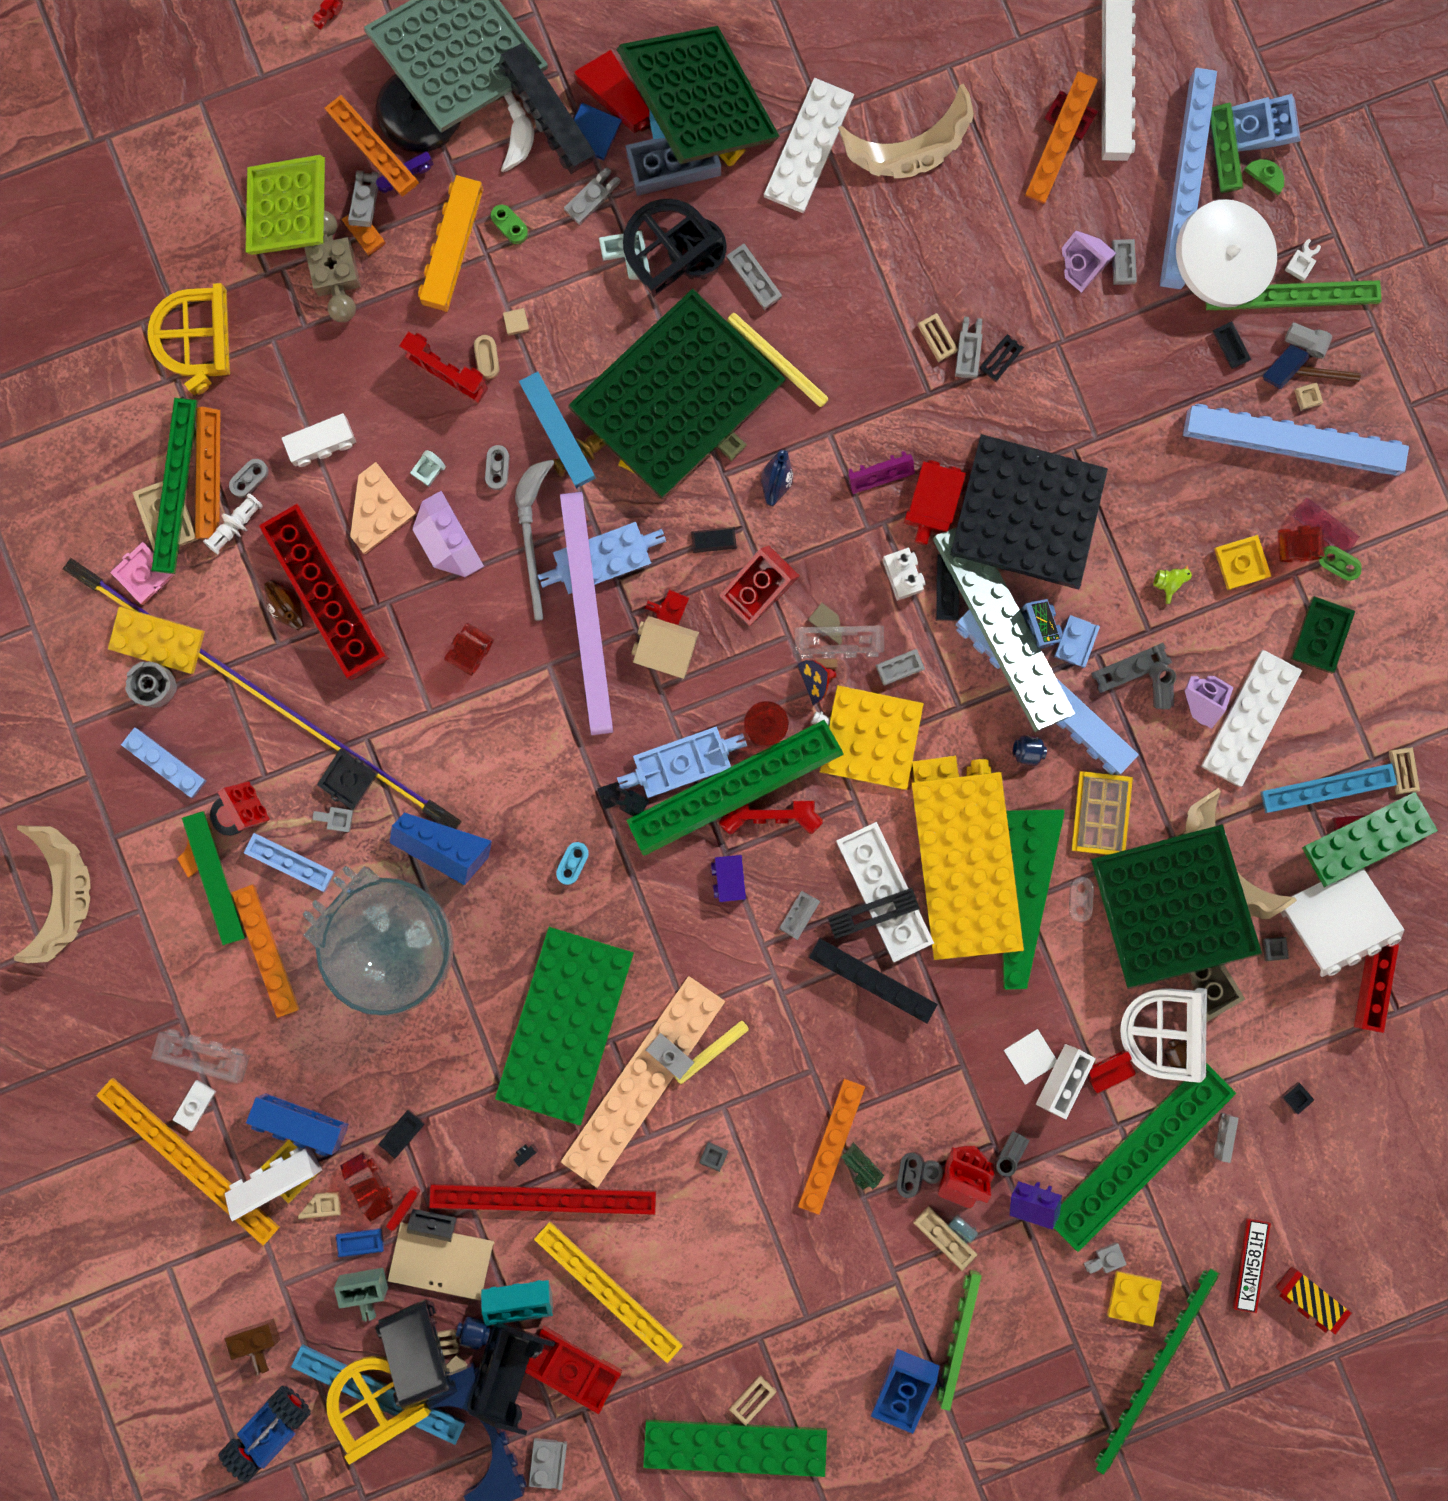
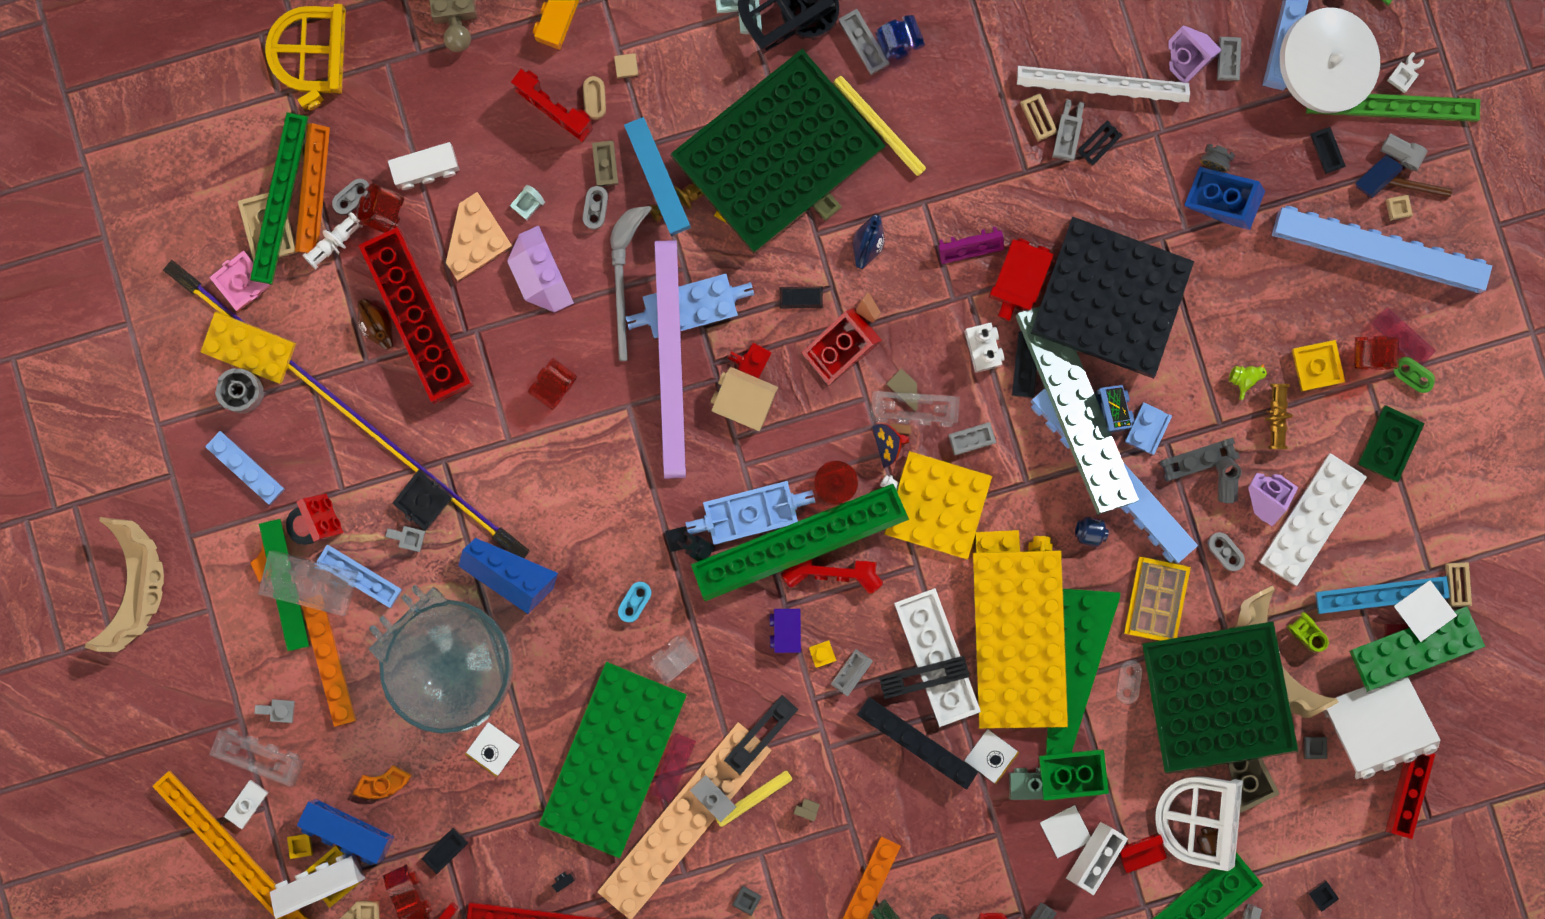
camera: 10 degrees right, 0 degrees up
(220, 1006) = (279, 710): none -> light grey plate
(236, 873) = (308, 583): none -> clear brick
(252, 1143) = (299, 846): none -> yellow plate
(277, 486) = (379, 208): none -> clear red brick
(333, 1073) = (382, 785): none -> orange tile
(441, 1026) = (492, 749): none -> white sticker
(503, 422) = (605, 163): none -> dark tan plate
(618, 917) = (674, 659): none -> clear brick
(627, 1028) = (673, 767): none -> clear pink plate
(693, 1012) = (740, 758): none -> black container
(767, 899) = (822, 654): none -> yellow plate
(767, 1058) = (807, 809): none -> dark tan piece
(783, 545) = (868, 308): none -> nougat slope
(790, 268) = (900, 37): none -> clear blue brick
(949, 987) = (991, 756): none -> white sticker
(992, 1012) = (1025, 784): none -> sand green brick
(997, 297) = (1103, 83): none -> white plate
(1034, 998) = (1073, 774): none -> green slope
(1121, 362) = (1217, 158): none -> dark grey wheel
(1133, 401) = (1225, 197): none -> blue slope
(1167, 757) = (1226, 551): none -> light grey plate
(1207, 616) = (1278, 416): none -> pearl gold piece
(1257, 833) = (1308, 632): none -> lime piece
(1374, 800) = (1425, 611): none -> white sticker

